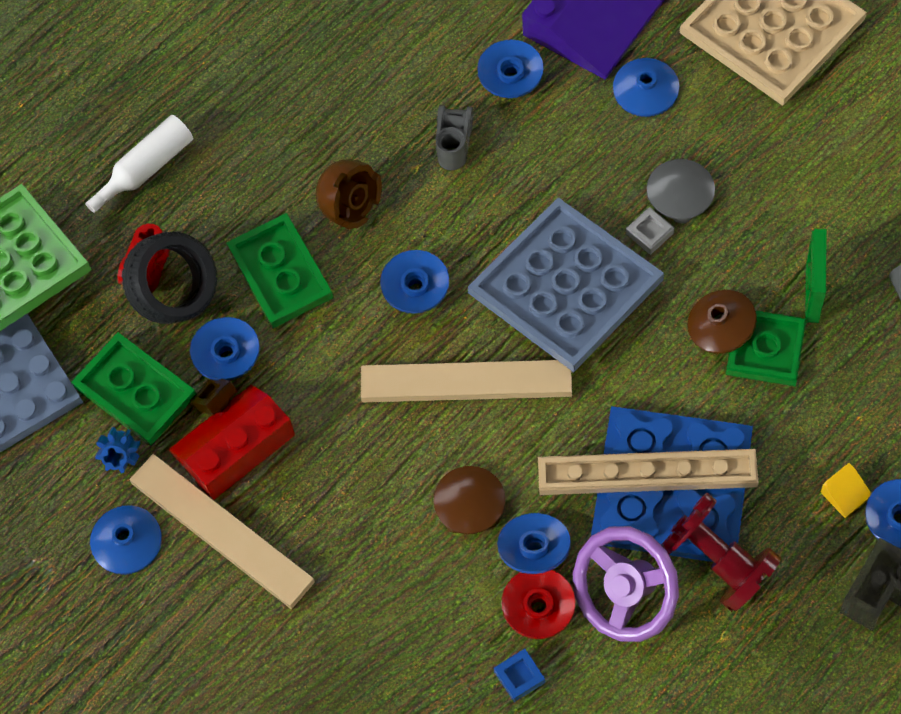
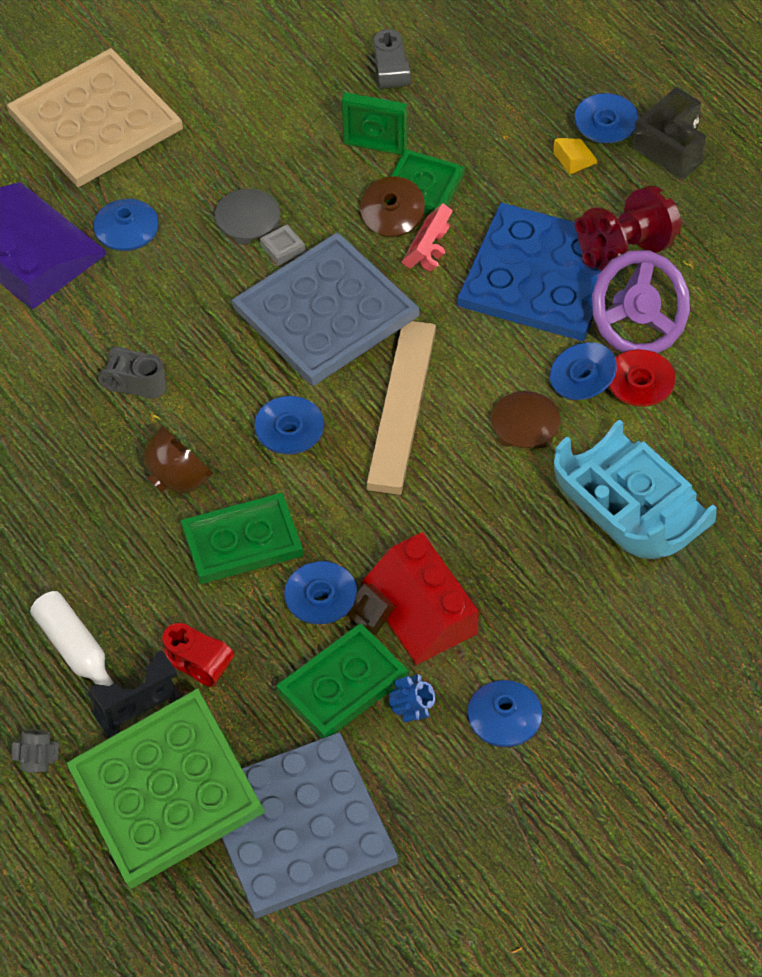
camera: 85 degrees left, 10 degrees down
(29, 156) = (35, 750): none -> dark grey gear
(107, 234) = (117, 705): none -> black piece
(202, 270) = (235, 618): black tyre -> none
(222, 531) = (513, 625): tan tile -> none
(378, 608) = (632, 495): none -> medium azure piece
(510, 57) = (75, 315): blue dish -> none
(519, 675) = (705, 404): blue plate -> none
(648, 472) = (533, 277): tan tile -> none
(698, 365) = (422, 246): none -> coral plate

